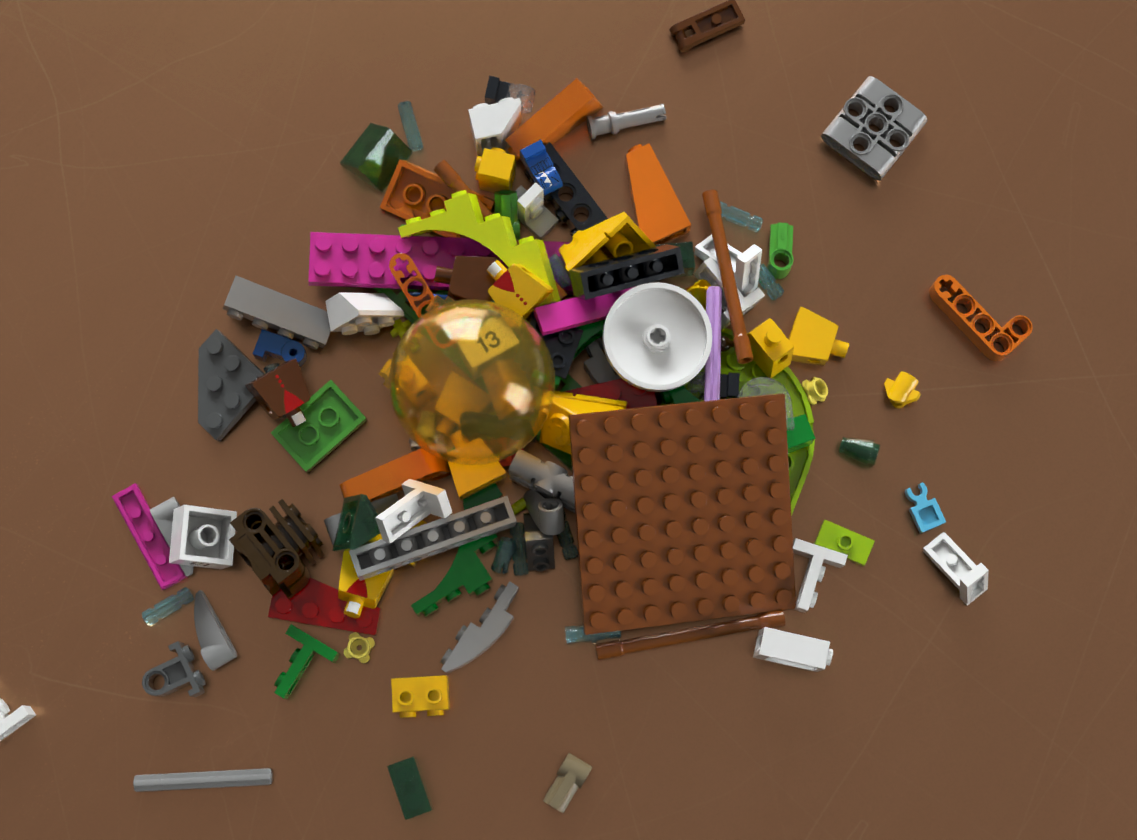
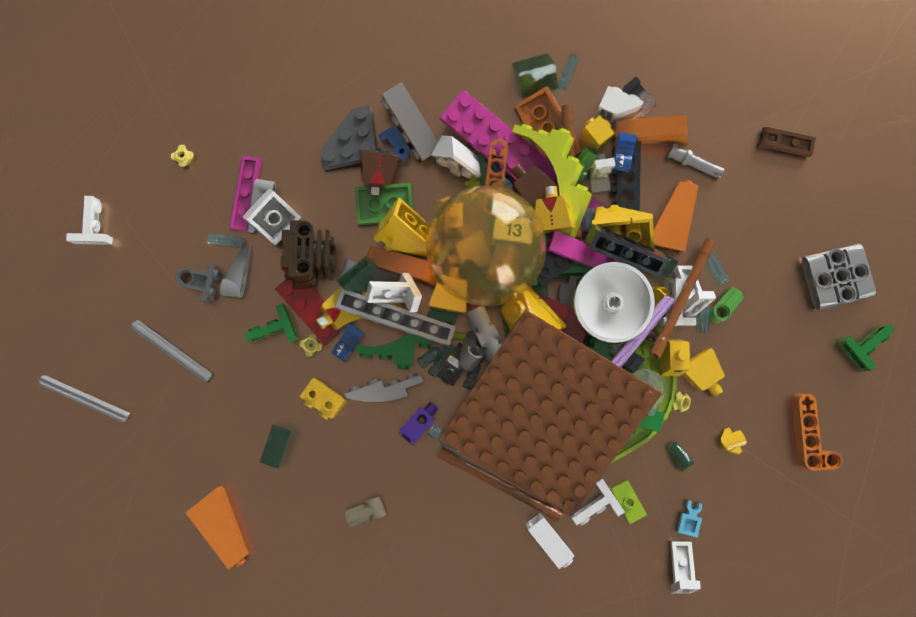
camera: 40 degrees right, 5 degrees up
(46, 555) = (182, 161): none -> light yellow plate
(365, 437) = (403, 230): none -> yellow piece
(399, 610) = (348, 342): none -> blue leg
(549, 646) = (413, 429): none -> dark purple torso
(959, 191) = (860, 352): none -> green bracket

